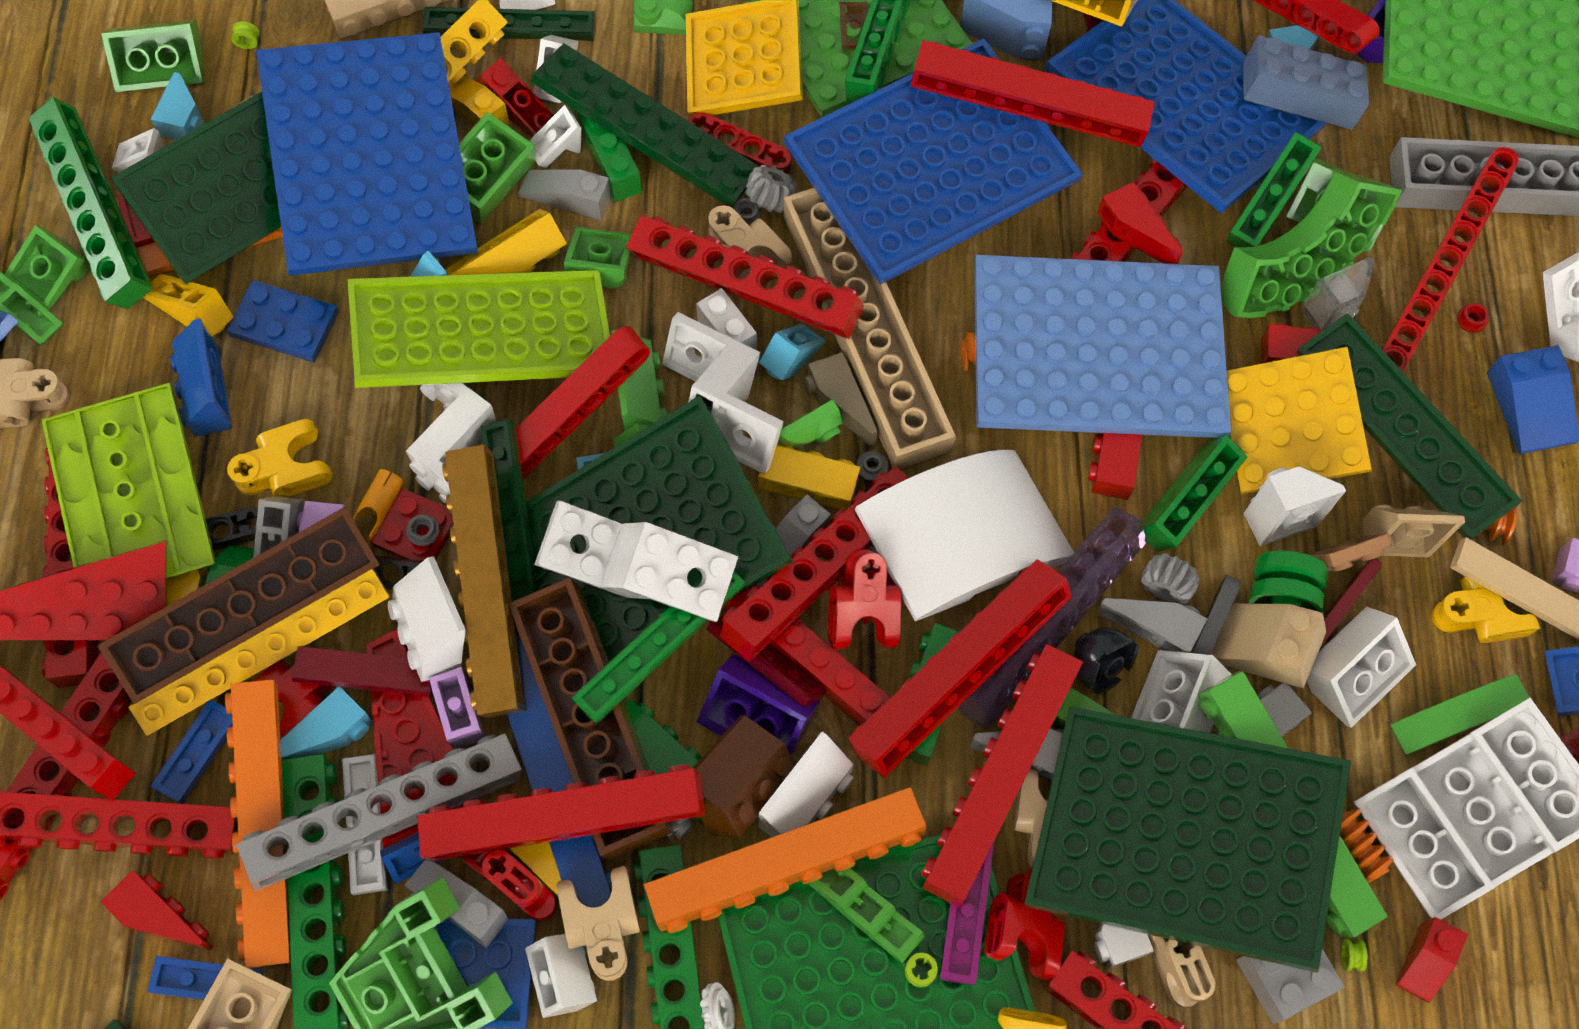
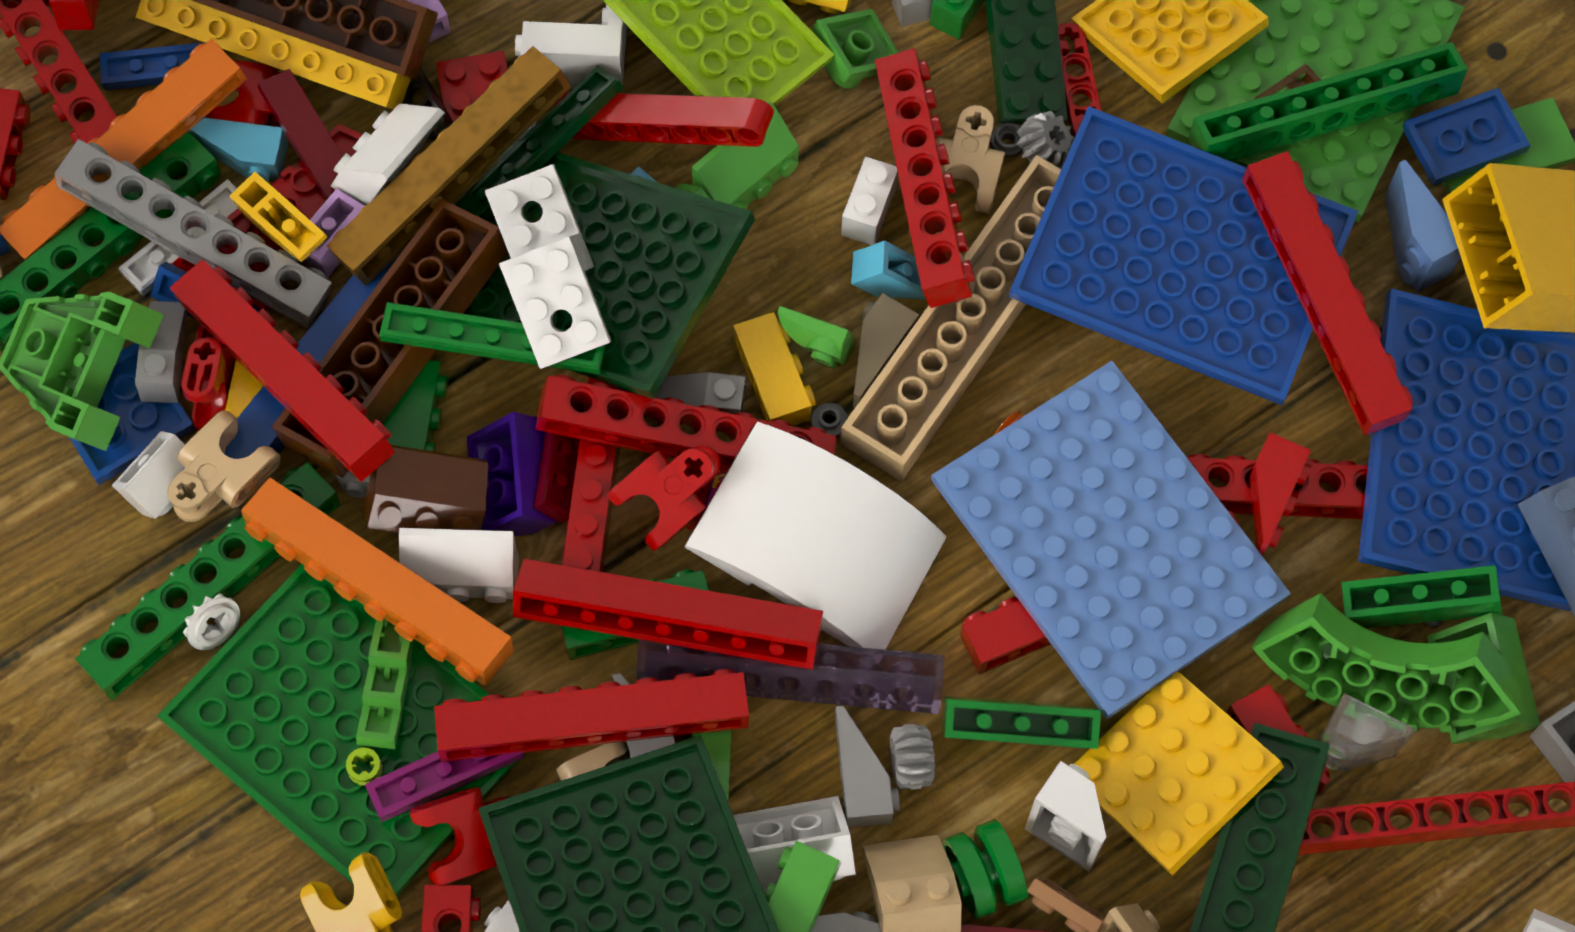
camera: 55 degrees right, 0 degrees up
(379, 498) = (475, 40): light orange piece -> none
(419, 522) = (465, 85): dark grey plate -> none
(424, 736) = (277, 217): none -> yellow slope
(724, 383) = (790, 235): white bracket -> none
(1104, 656) = (781, 745): black cylinder -> none
(1217, 615) = (907, 826): dark grey beam -> none
(1475, 311) = (1462, 881): red plate -> none

